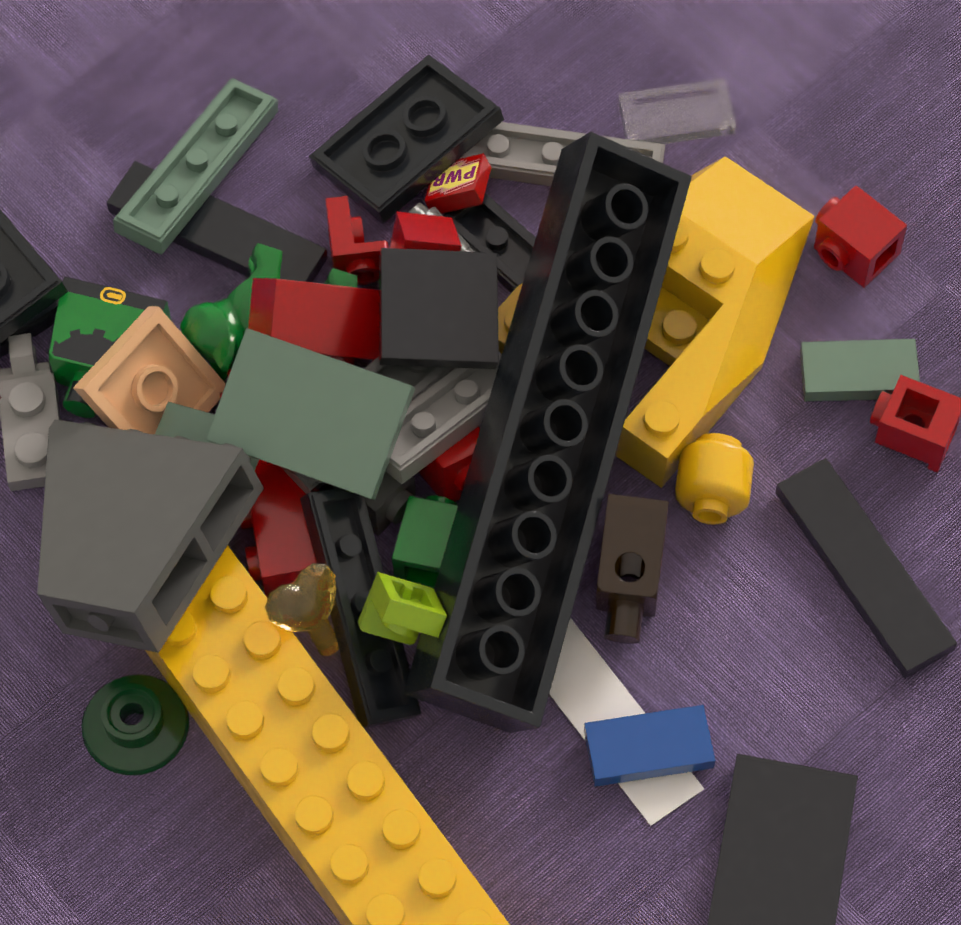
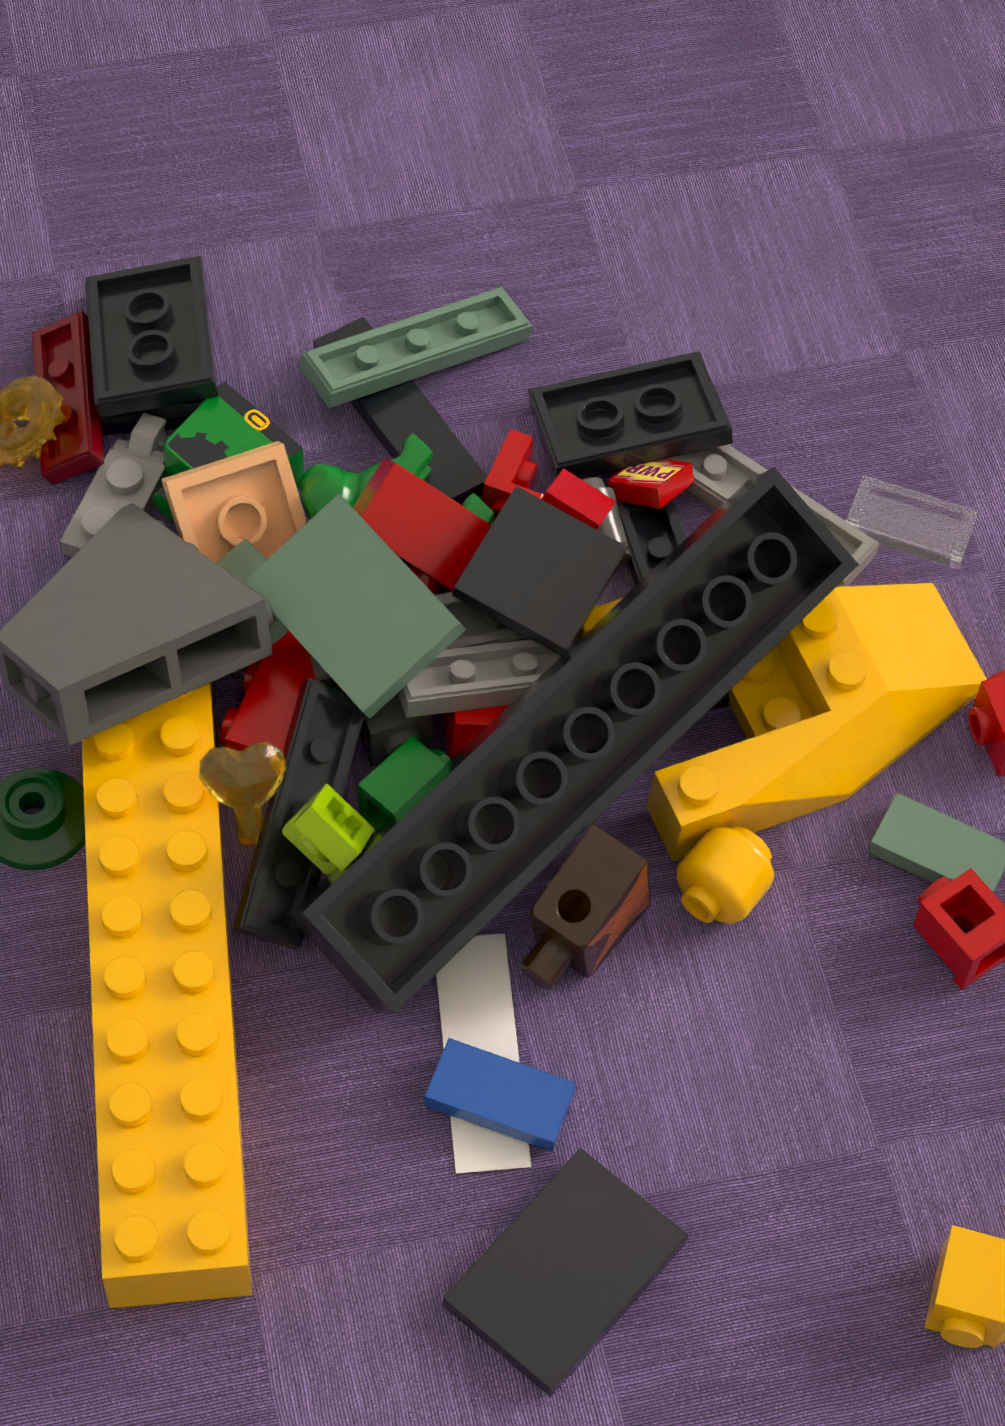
camera: 25 degrees right, 5 degrees down
(865, 568) = (826, 1042): black tile -> none

